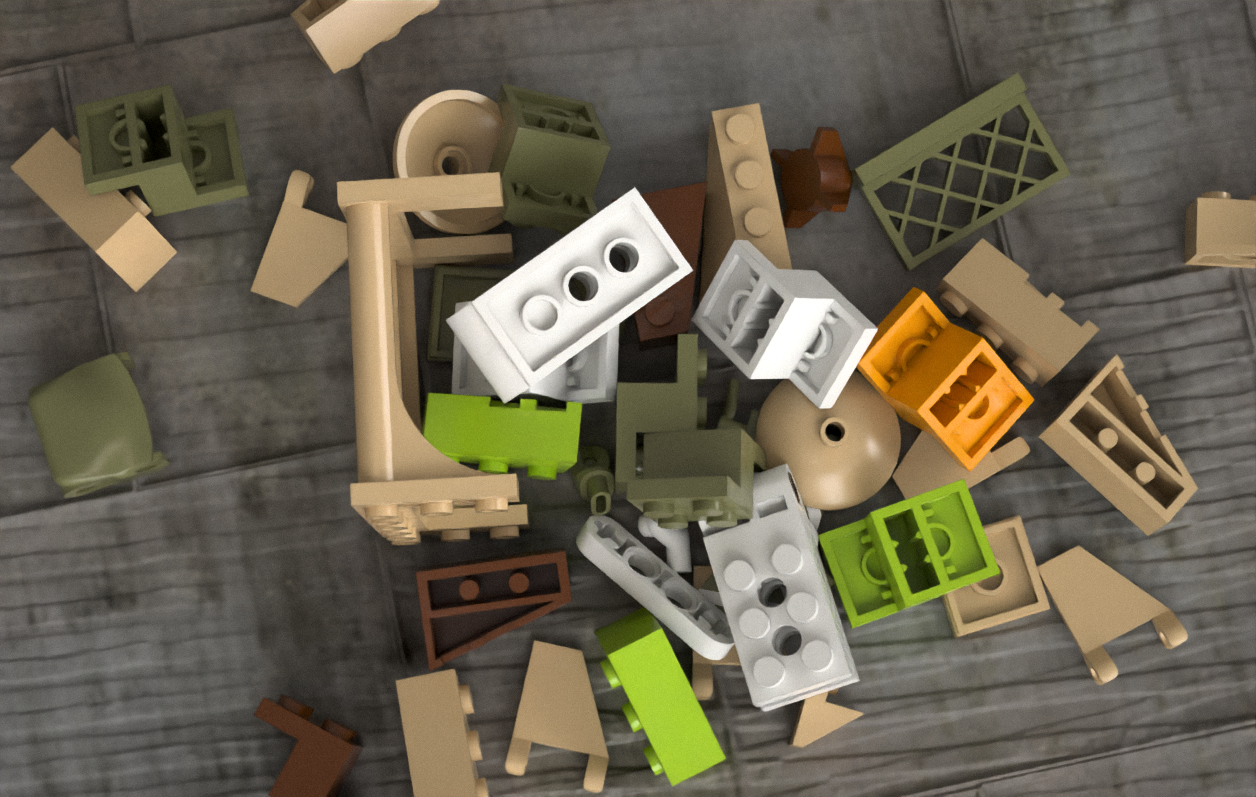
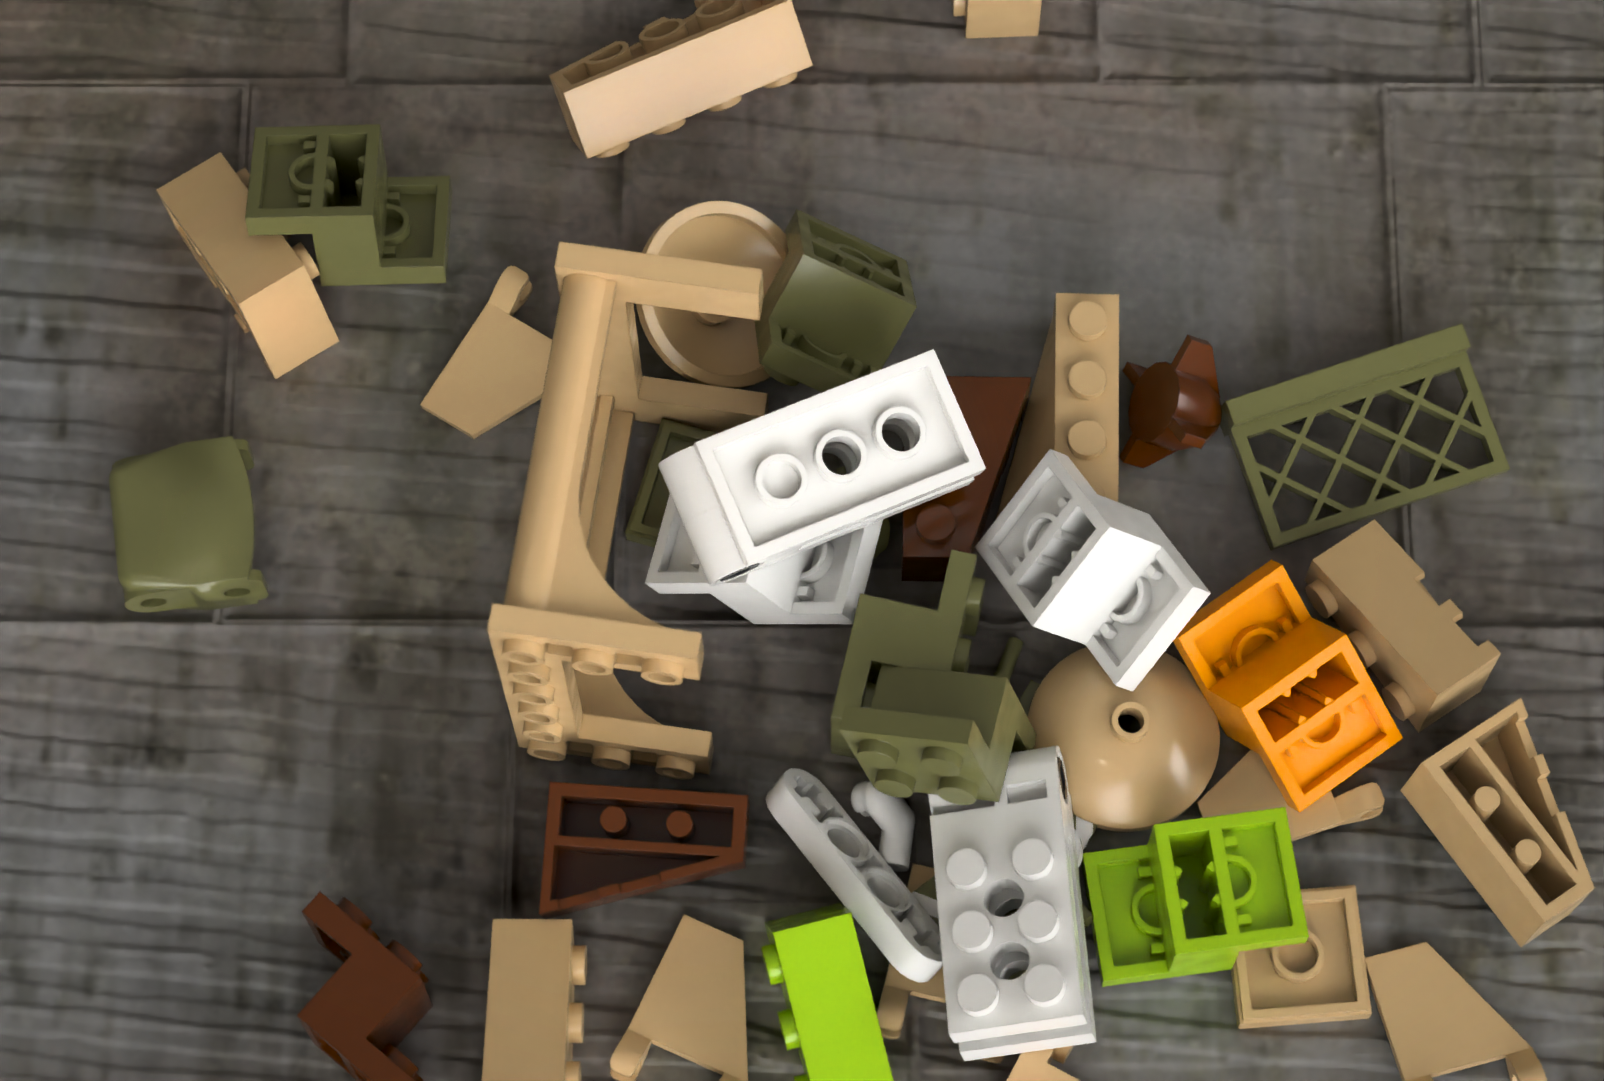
camera: 15 degrees right, 10 degrees down
(503, 434) = (744, 648): lime wedge -> none
(594, 478) = (805, 721): olive piece -> none

